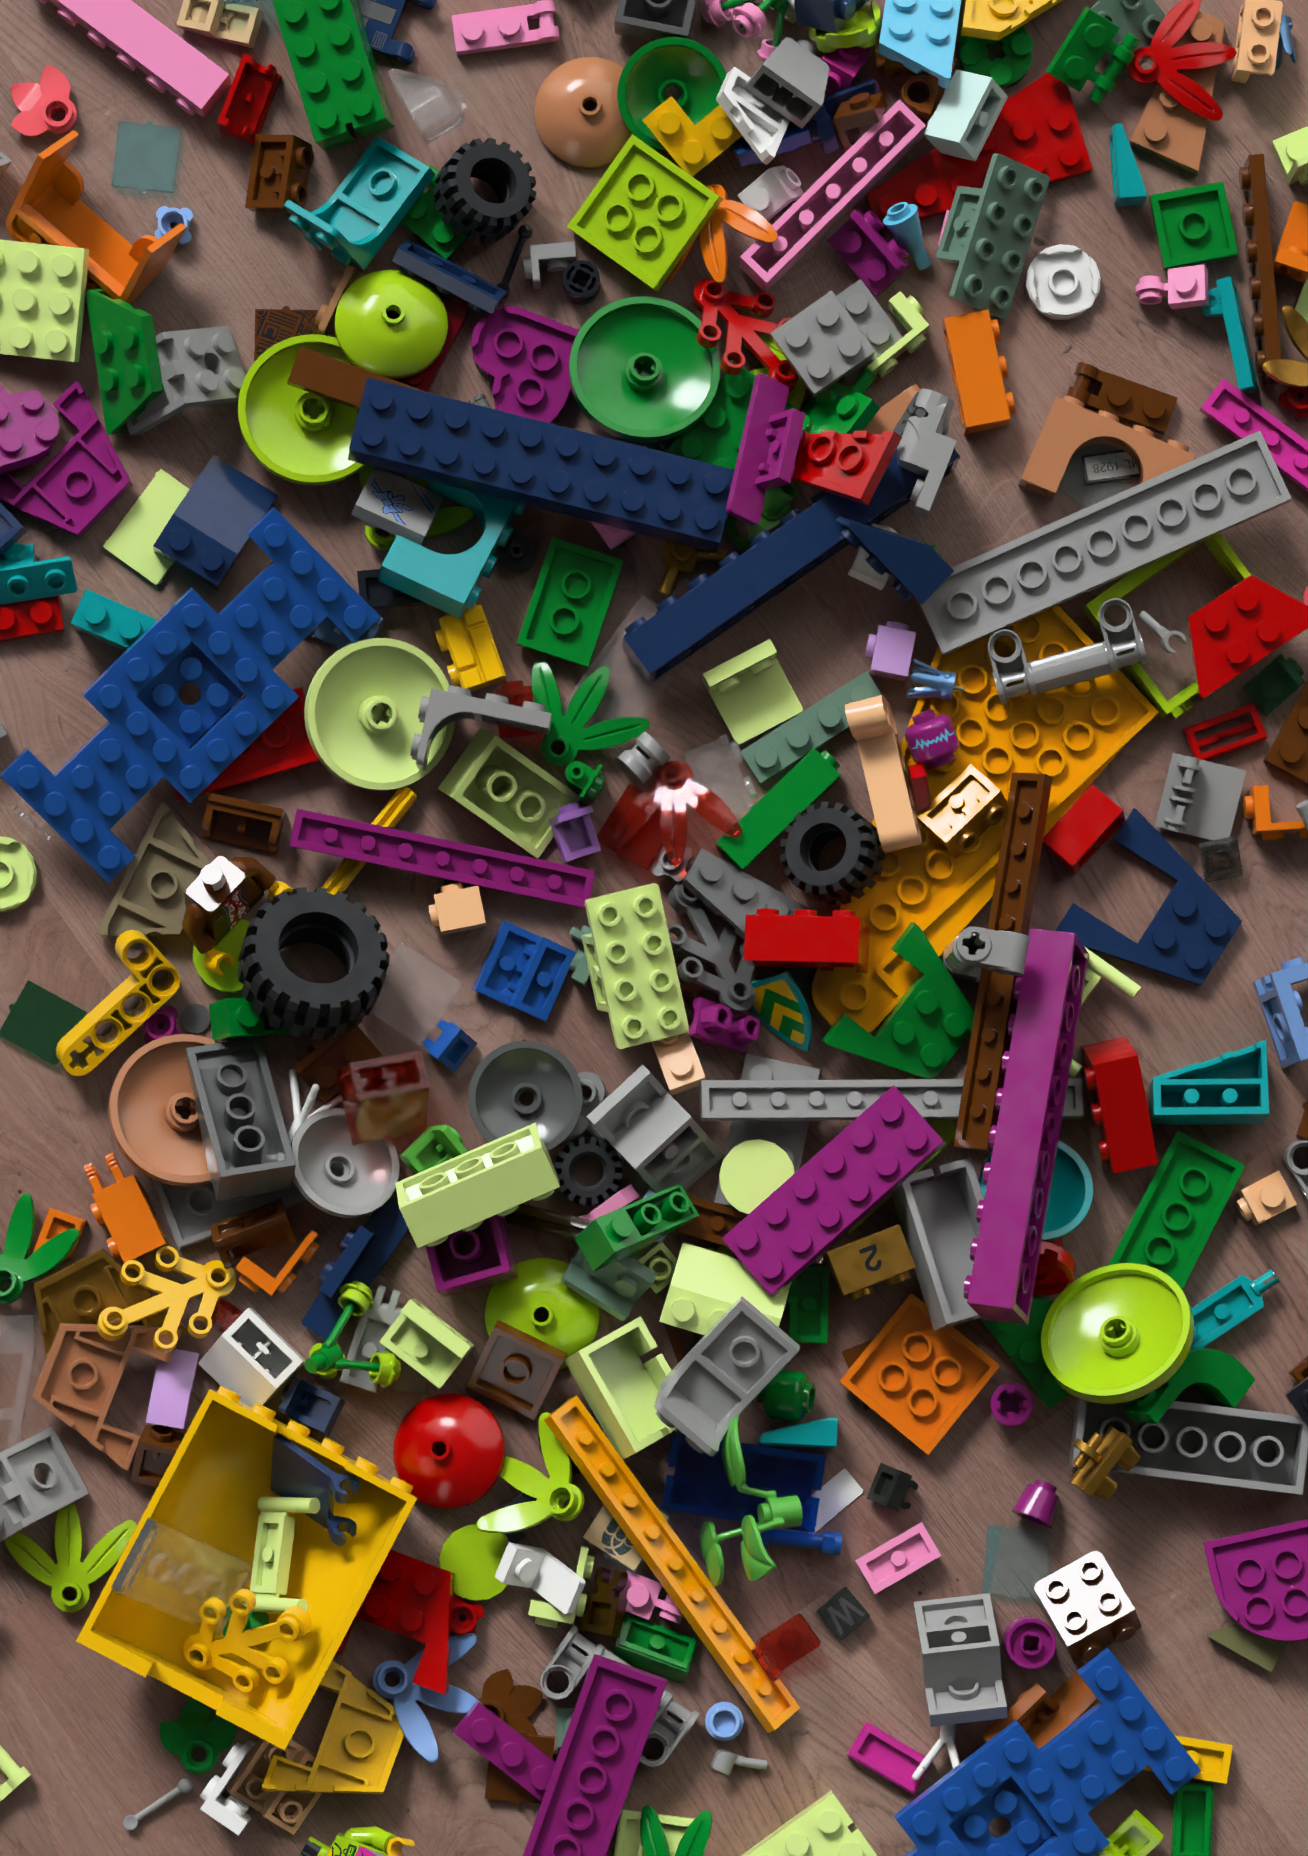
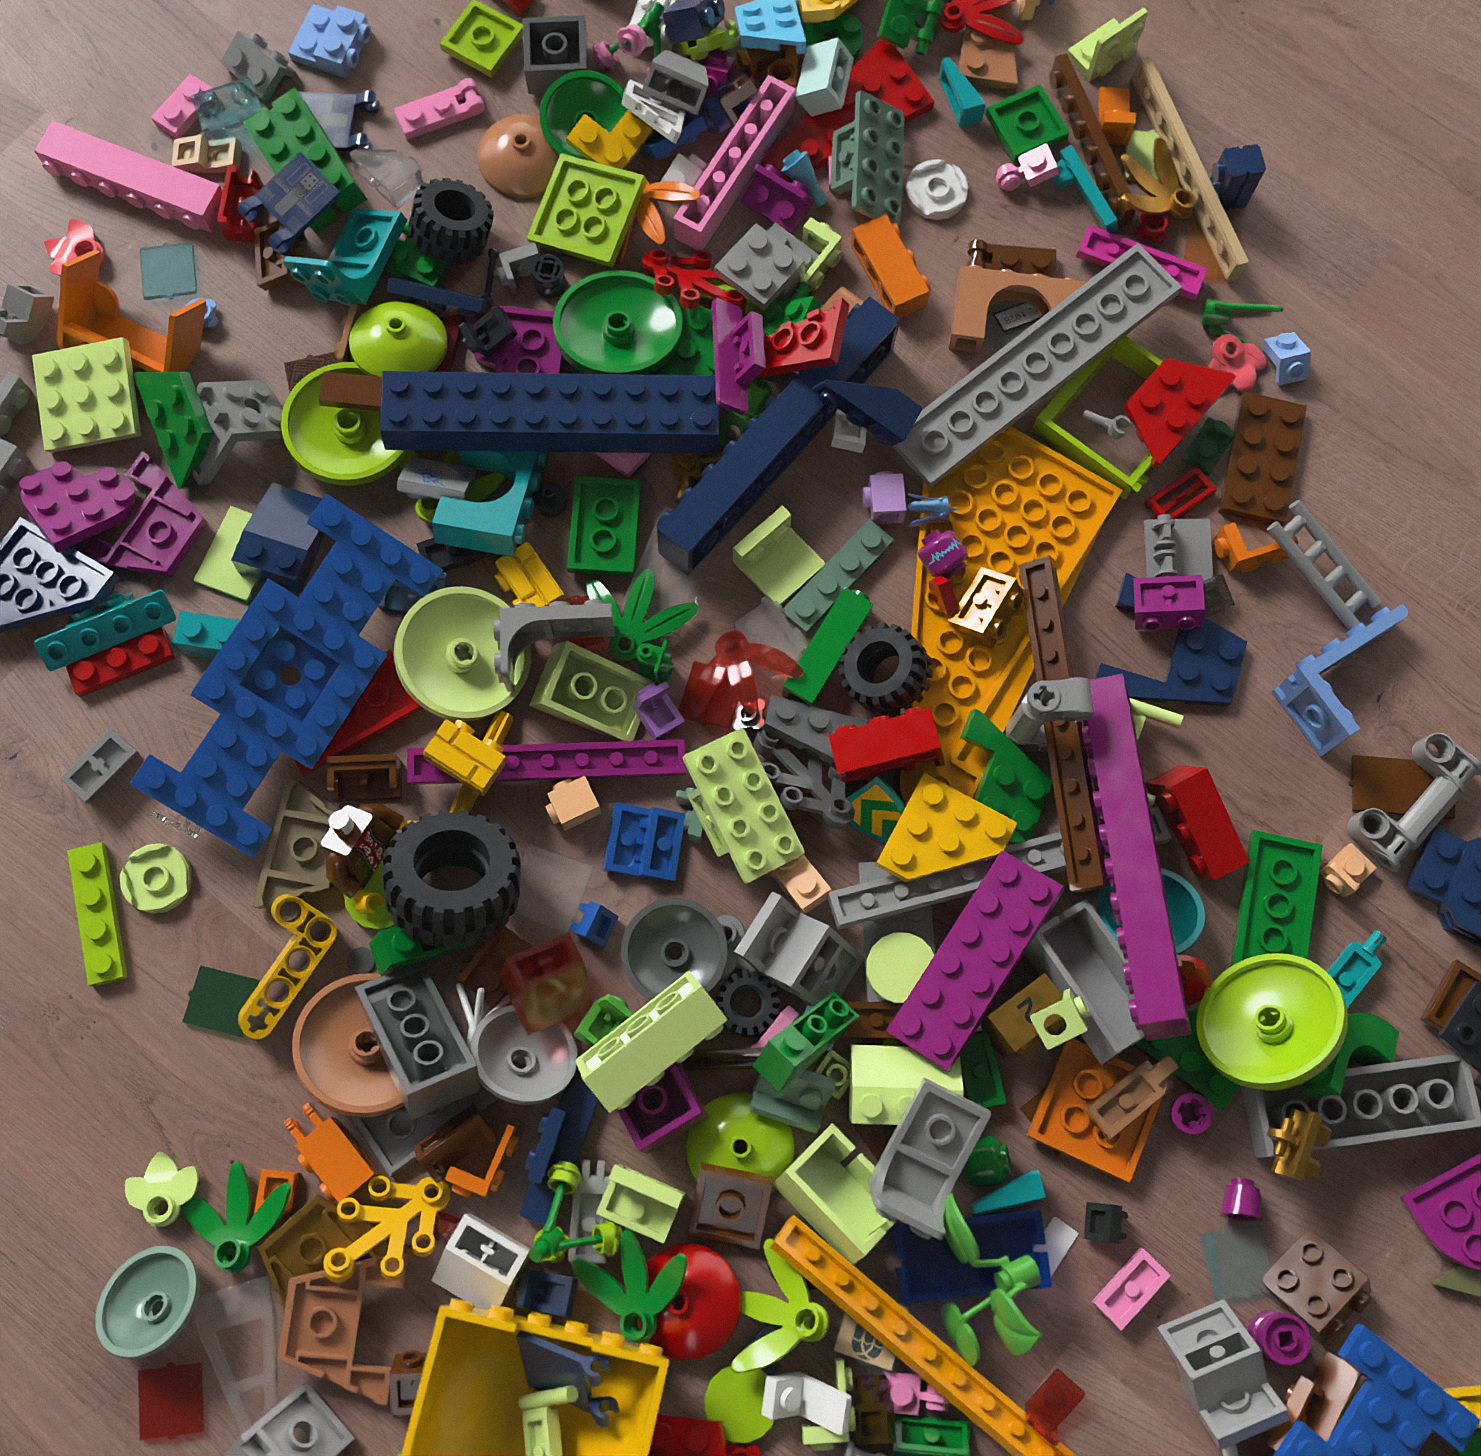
camera: 15 degrees left, 10 degrees down
(167, 1017) = (333, 965): magenta plate -> none
(173, 1390) = (413, 1313): lavender slope -> none
(314, 121) = (295, 198): none -> dark blue flag
(357, 835) = (465, 756): none -> yellow brick
(400, 1435) = (637, 1300): none -> green plant
(495, 343) = (488, 333): none -> black bracket
(638, 764) = (701, 635): light grey wheel -> none
(720, 1027) = (831, 843): magenta hips -> none
(828, 1542) = (1062, 1292): blue bar -> none
(839, 1049) = (942, 832): none -> yellow plate
(843, 1613) = (1096, 1356): pearl dark grey tile -> none
(885, 772) = (911, 590): light nougat beam -> none
(912, 1273) = (1073, 1011): none -> yellowish green bracket
(924, 446) = (871, 312): light grey plate -> none
(954, 1370) = (1130, 1096): none -> medium nougat hinge
(1069, 666) = (1076, 440): light grey piece -> none
(1084, 829) = (1091, 599): red hinge -> none
(1165, 856) = (1169, 602): none -> magenta bracket
(1214, 1091) = (1279, 786): teal wedge -> none

